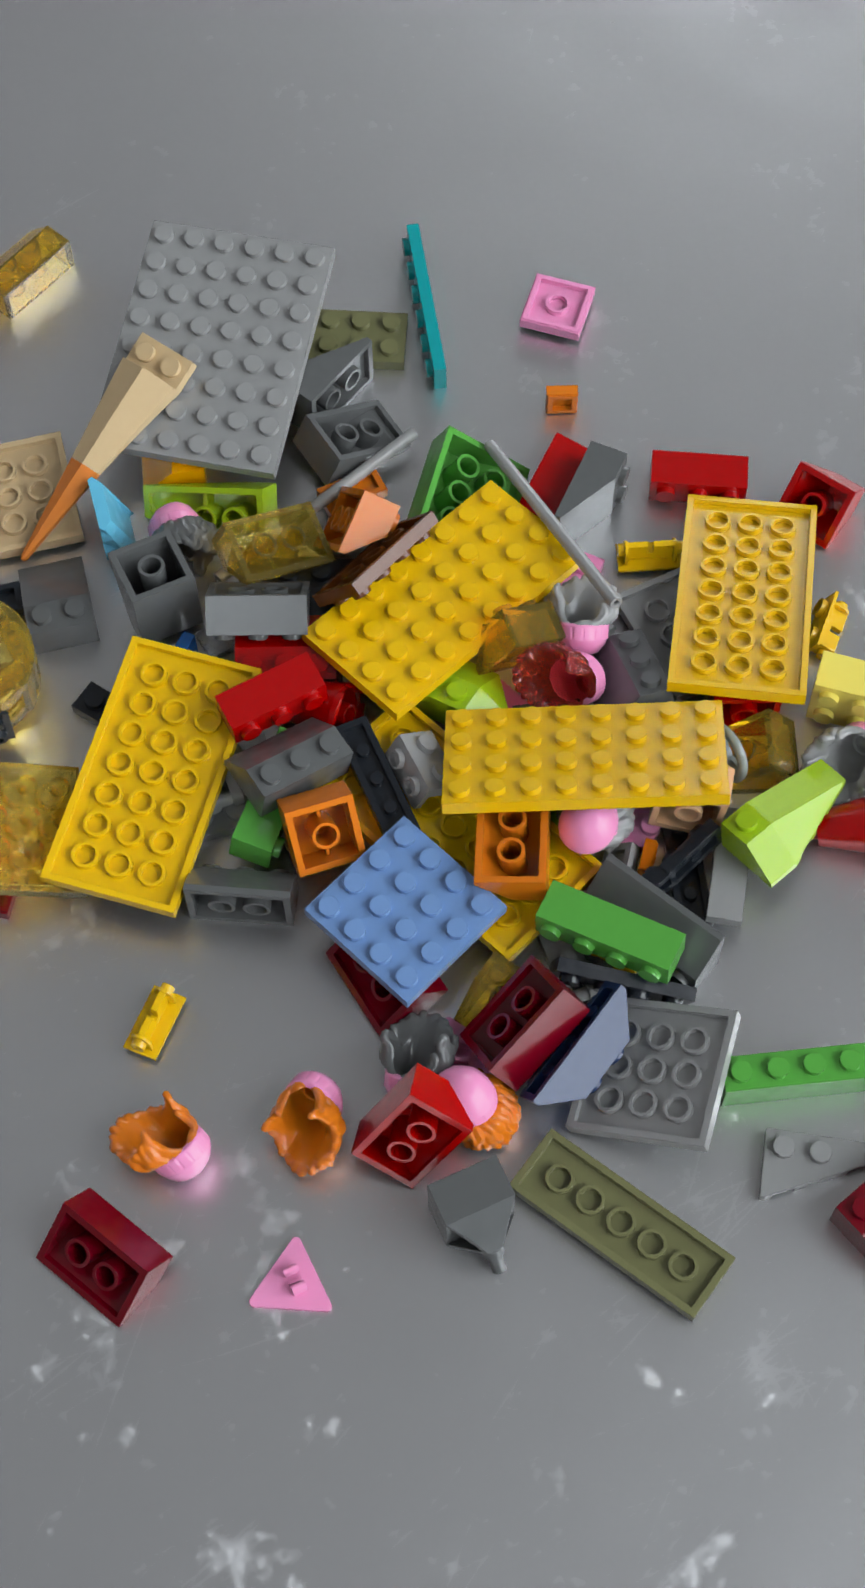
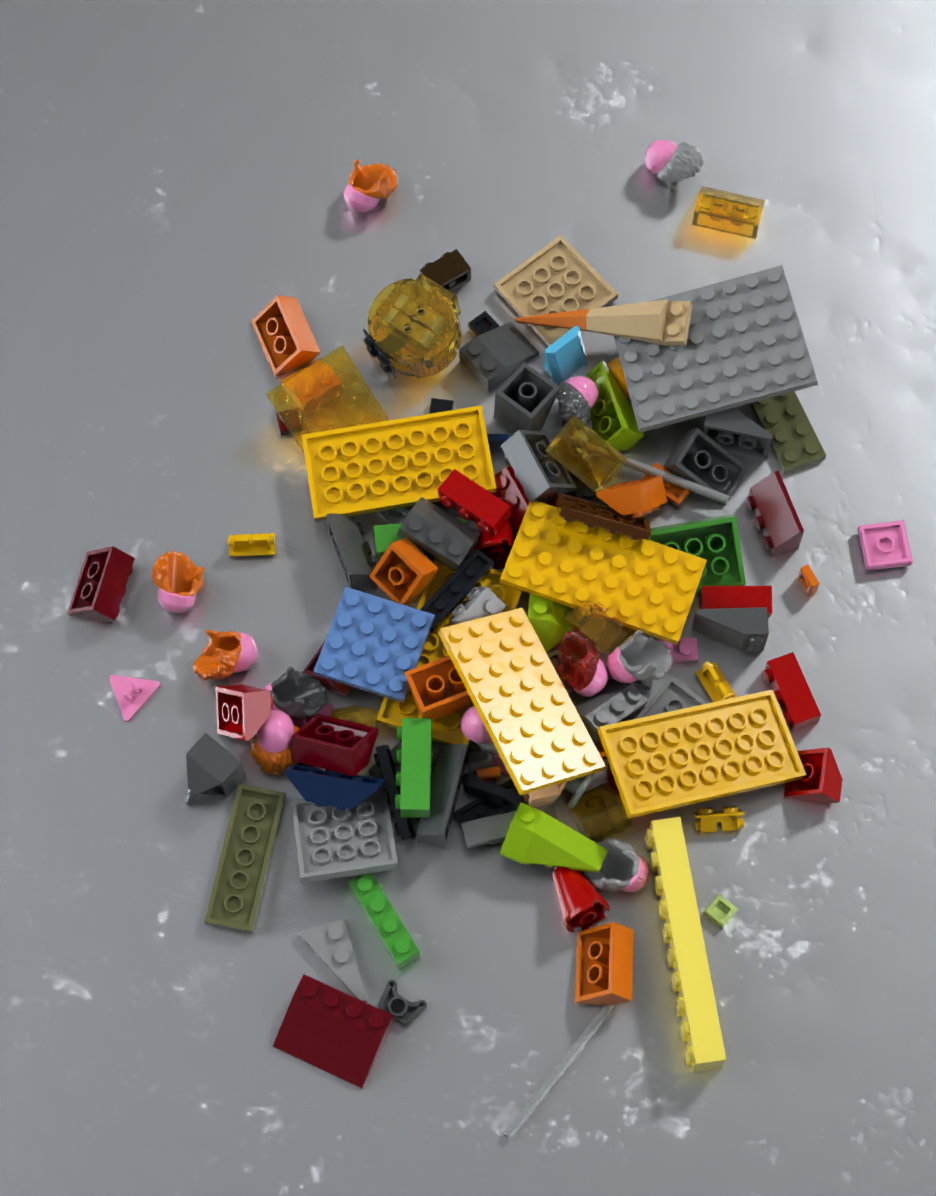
camera: 65 degrees right, 5 degrees up
(425, 315) = (843, 458): teal plate -> none
(461, 389) = (775, 515): none -> dark red slope
(553, 524) = (688, 610): light grey piece -> none

